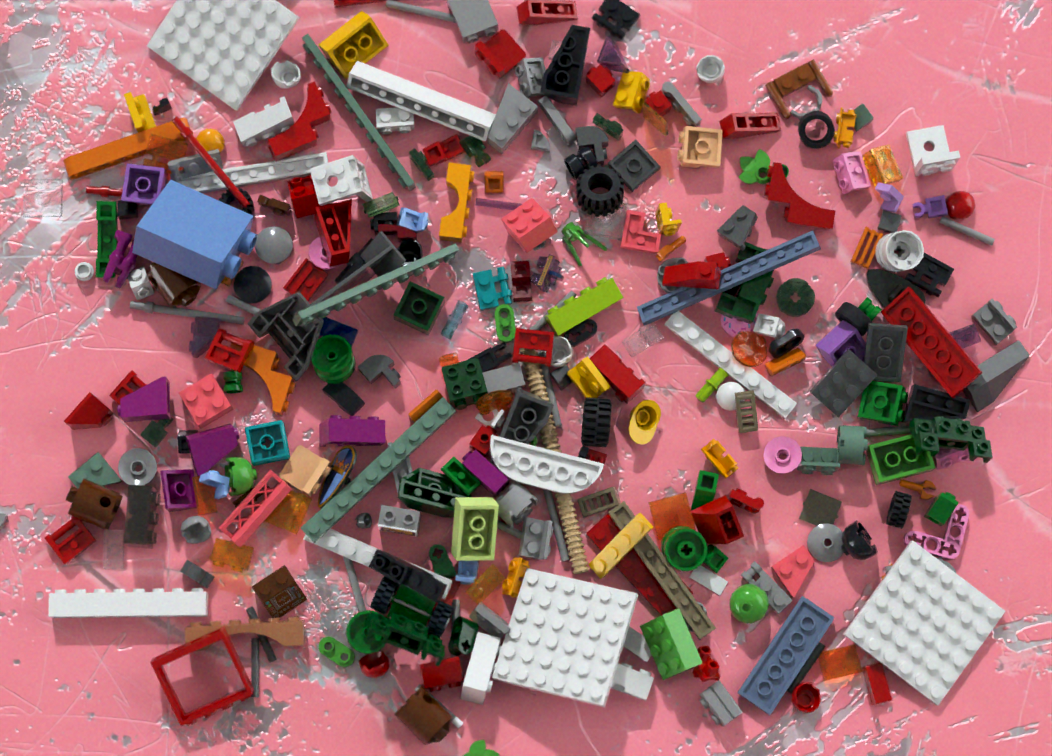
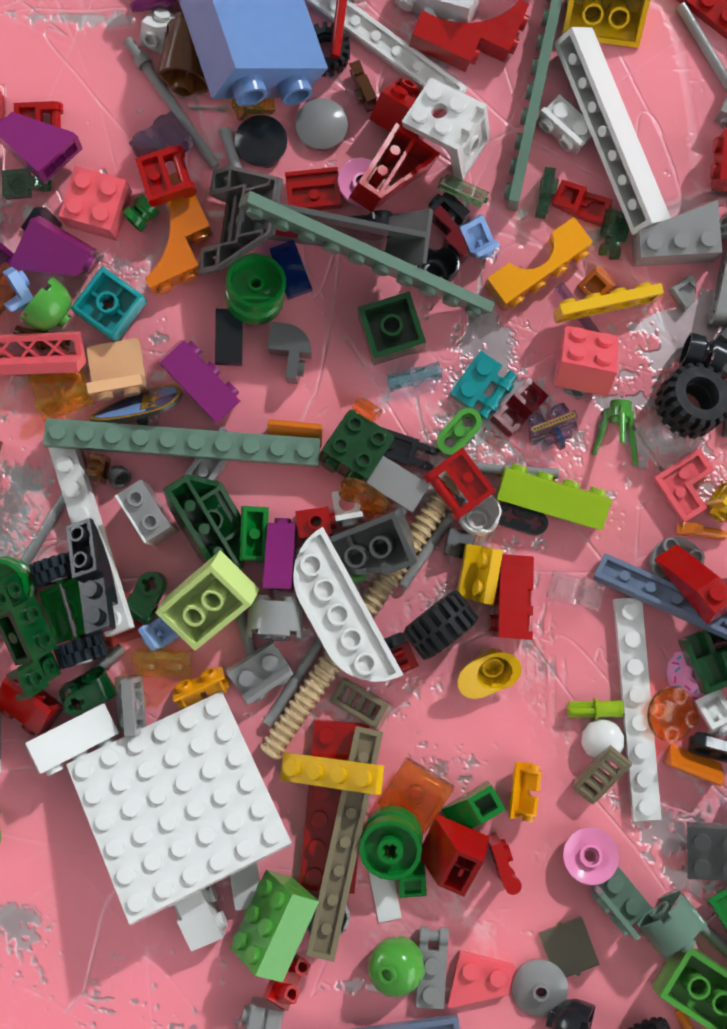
camera: 50 degrees right, 5 degrees up
(350, 527) = (98, 468): none -> reddish brown plate
(512, 179) = (616, 300): none -> yellow plate

